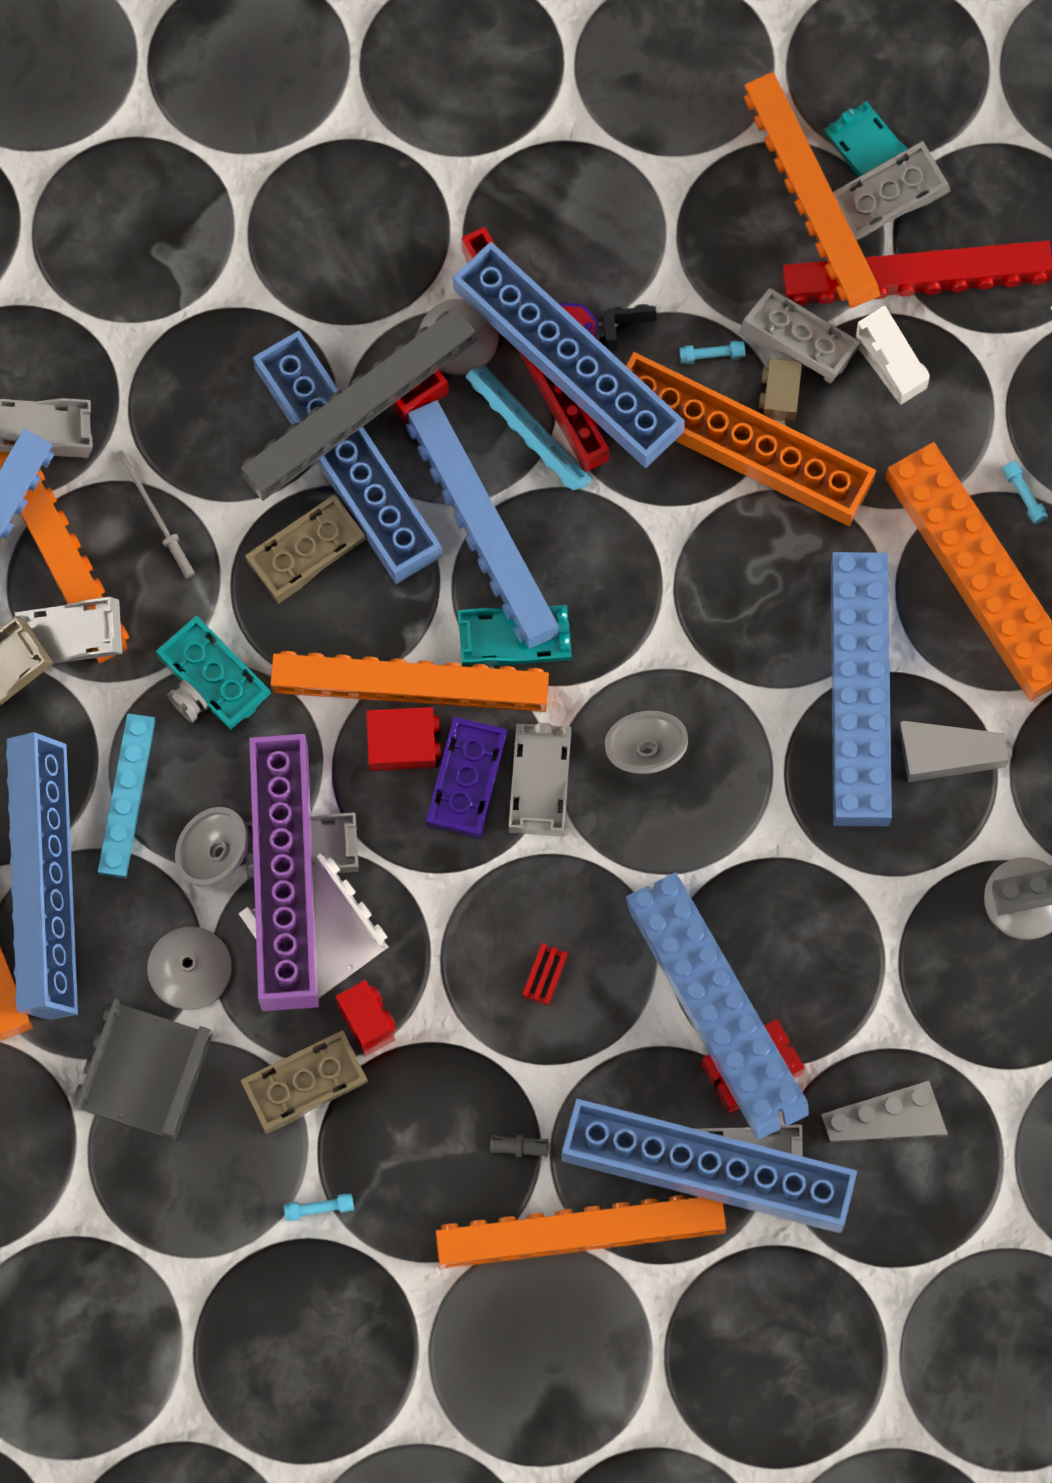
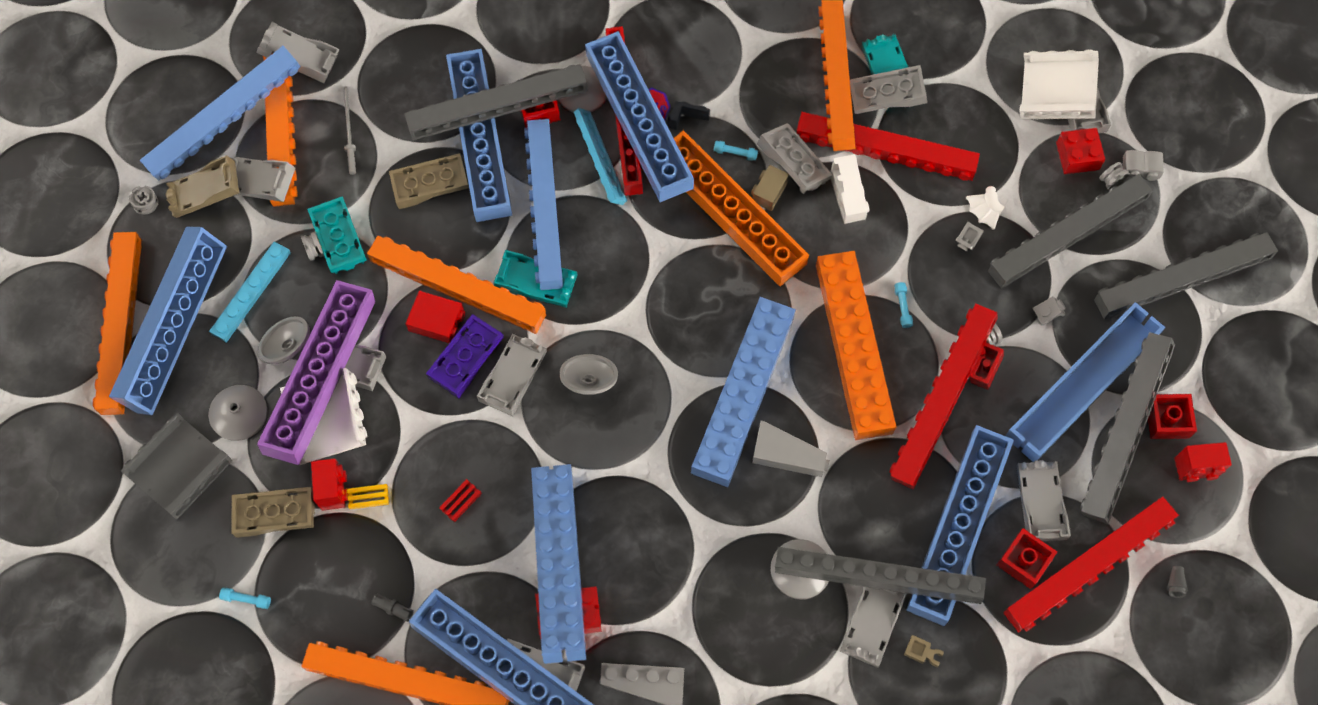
camera: 20 degrees right, 5 degrees down
(425, 1024) = (351, 498): none -> yellow tile

